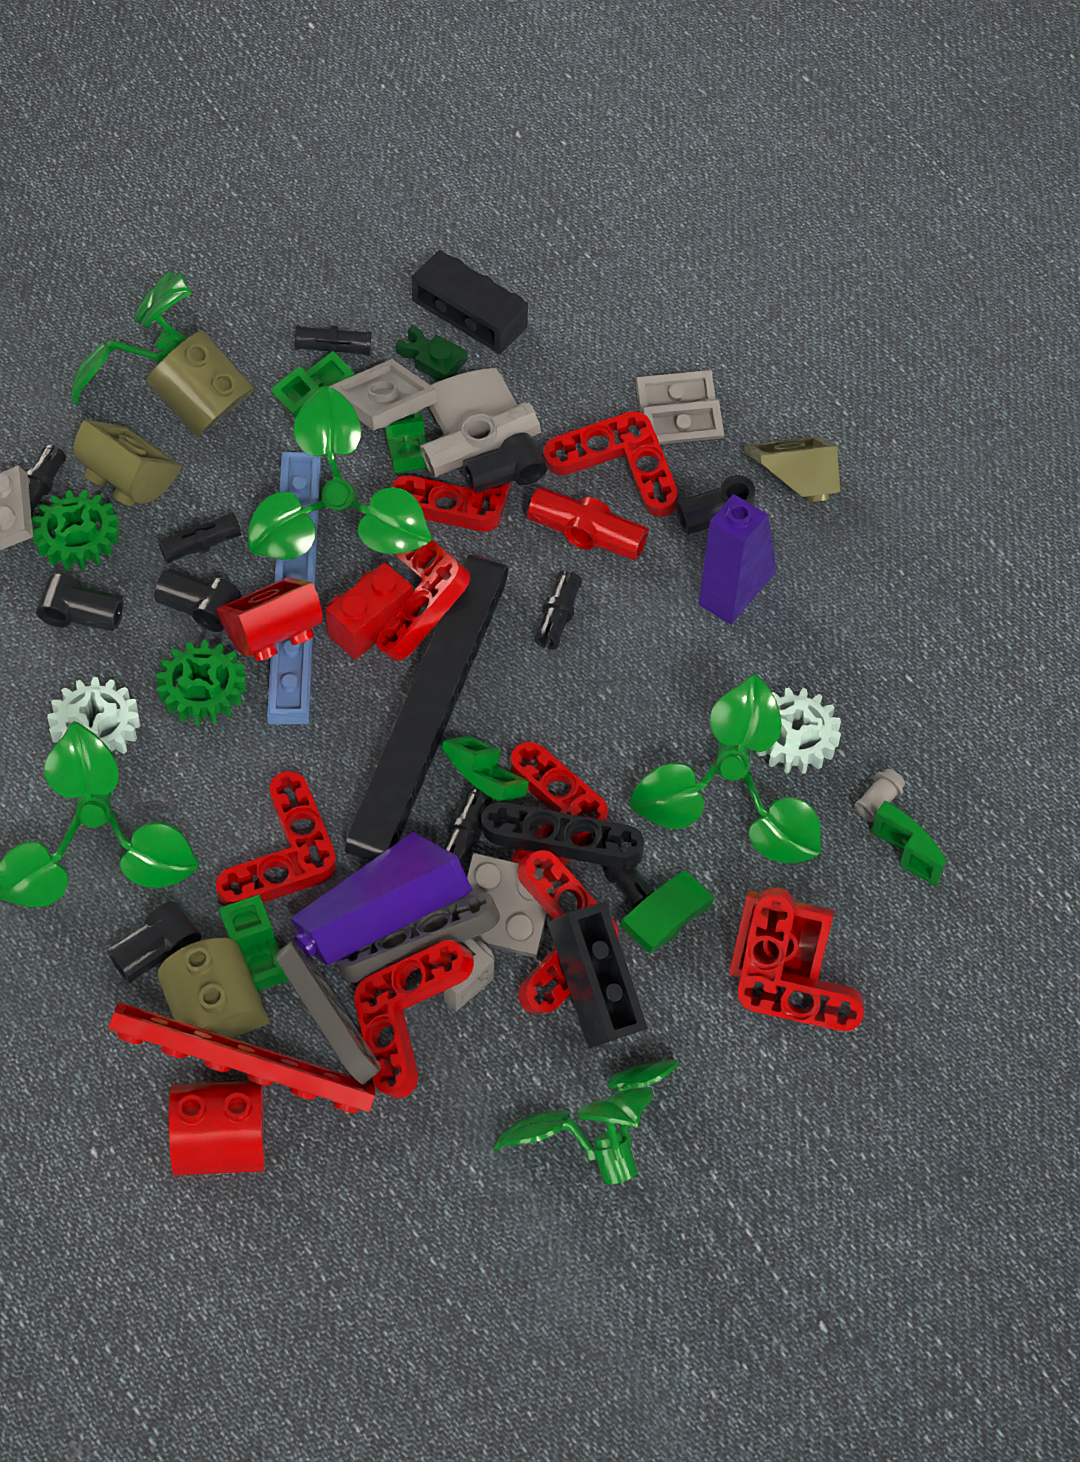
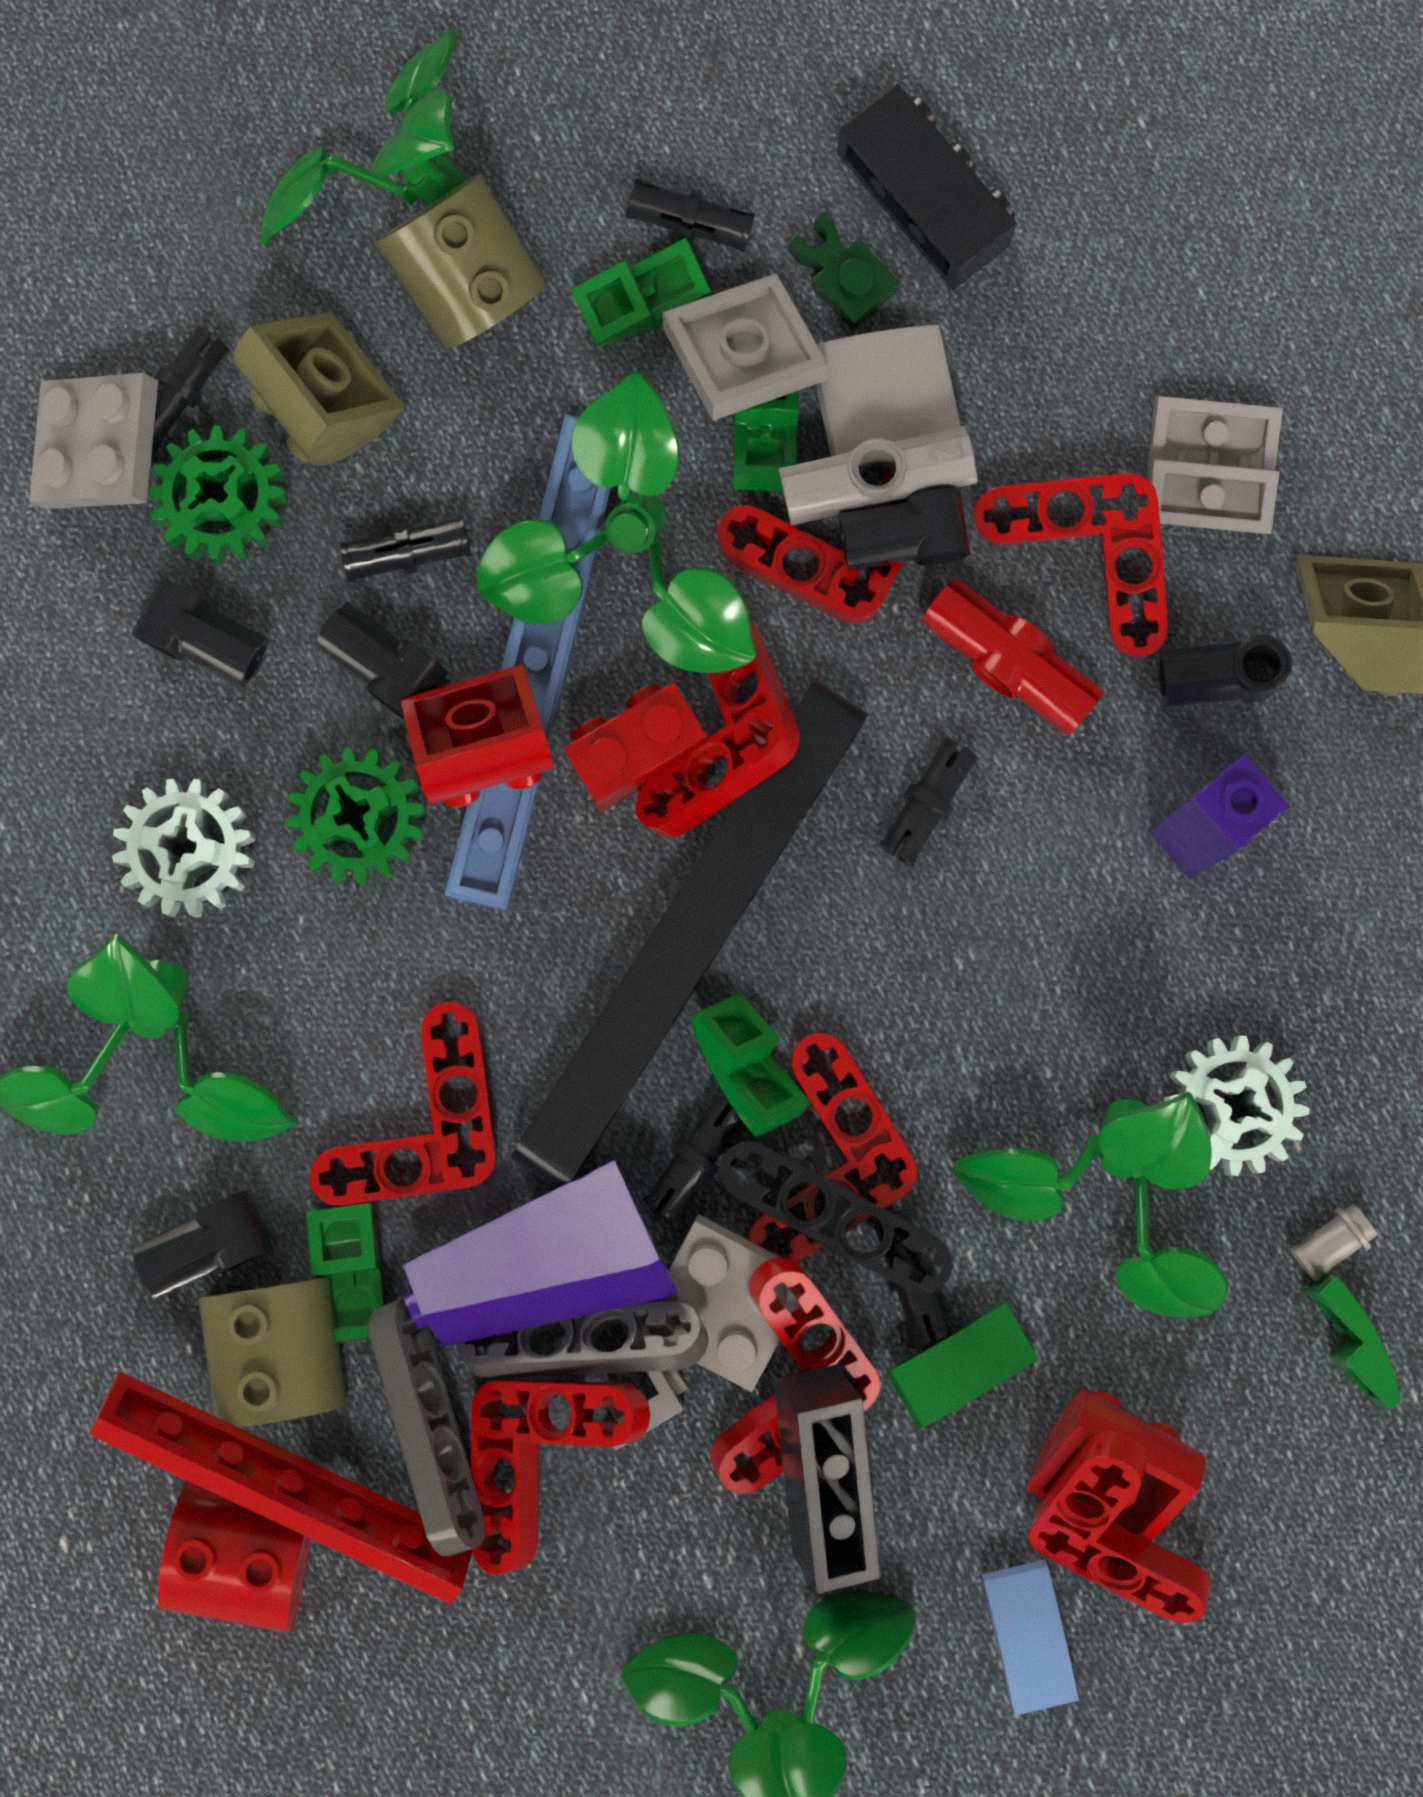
camera: 15 degrees right, 25 degrees up
(758, 1059) = (1030, 1637): none -> medium blue slope

